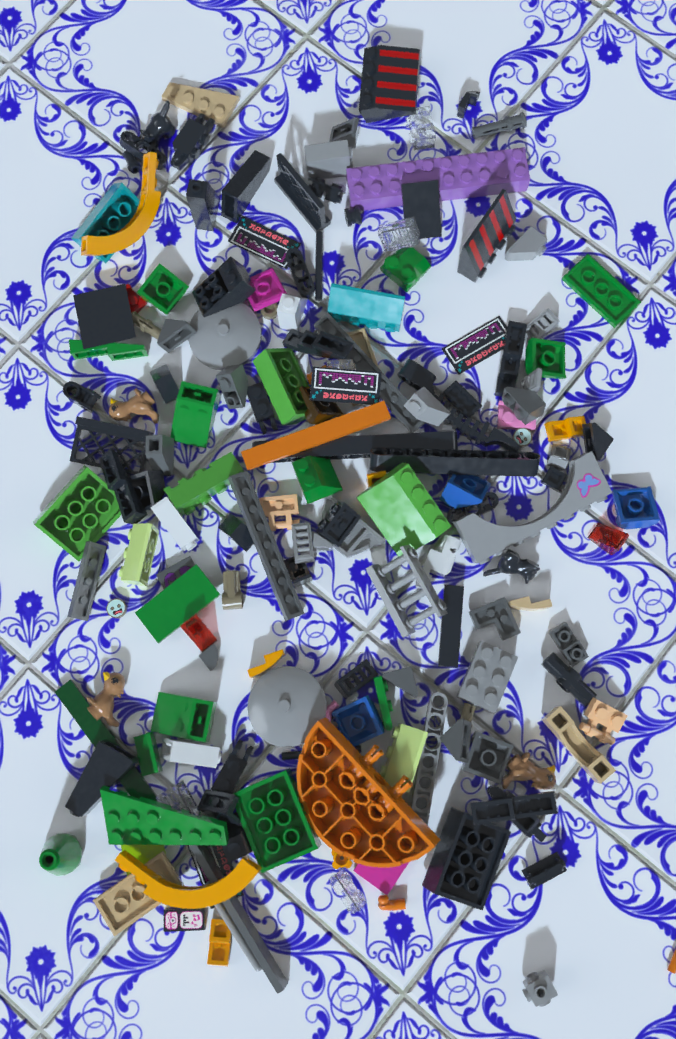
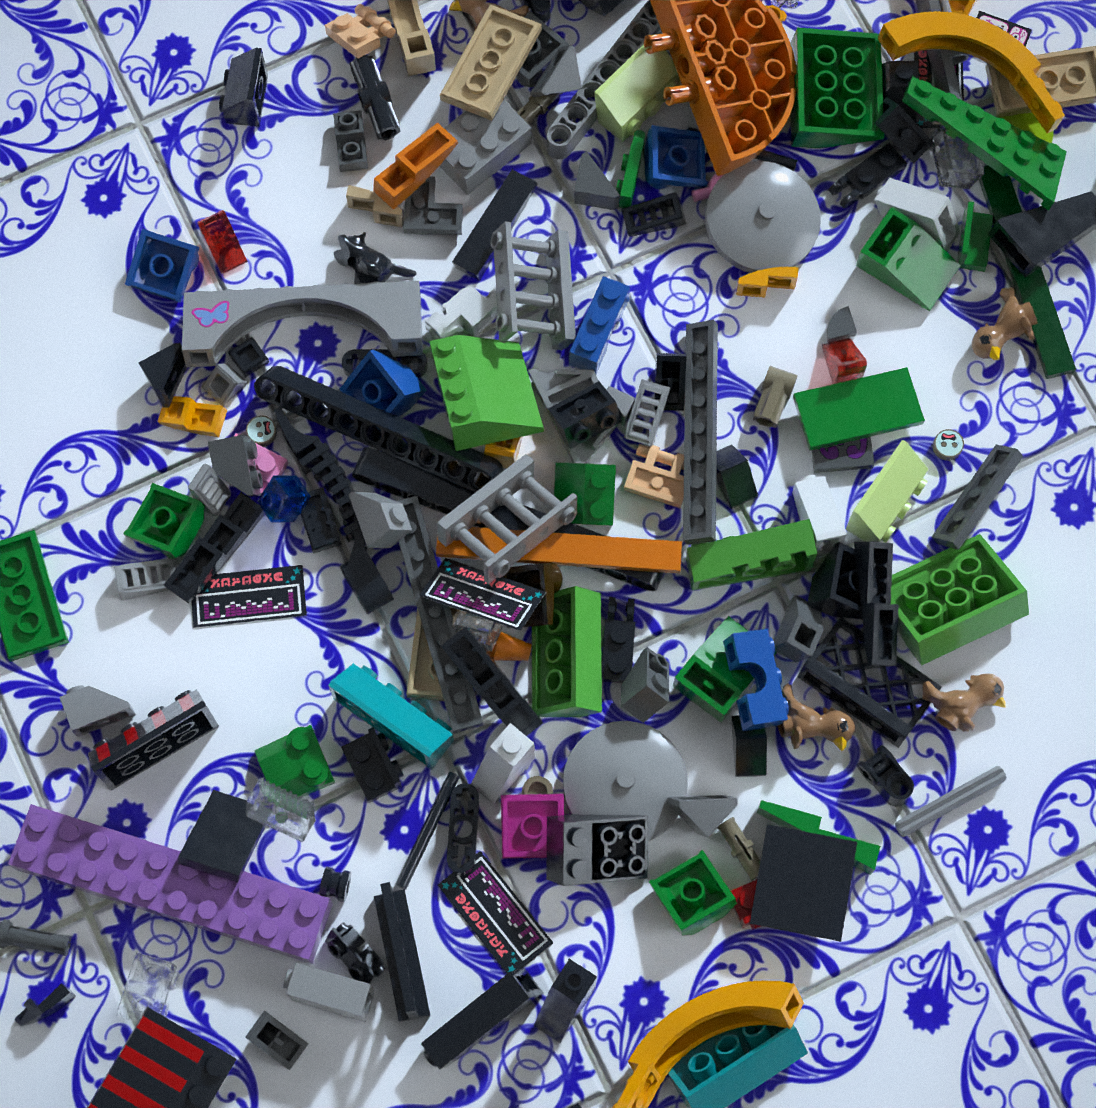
camera: 160 degrees left, 5 degrees down
(42, 400) = (950, 801): none -> light grey axle
(53, 451) = (960, 706): none -> medium nougat animal
(161, 394) = (755, 653): none -> blue arch
(356, 586) = (595, 331): none -> blue arch
(362, 279) = (372, 765): none -> black bracket
(371, 430) = (499, 492): none -> light grey fence
(486, 397) = (284, 498): none -> clear blue brick
(506, 728) = (490, 62): none -> tan tile
(517, 634) = (414, 165): none -> orange slope
(651, 644) = (245, 89): none -> black slope

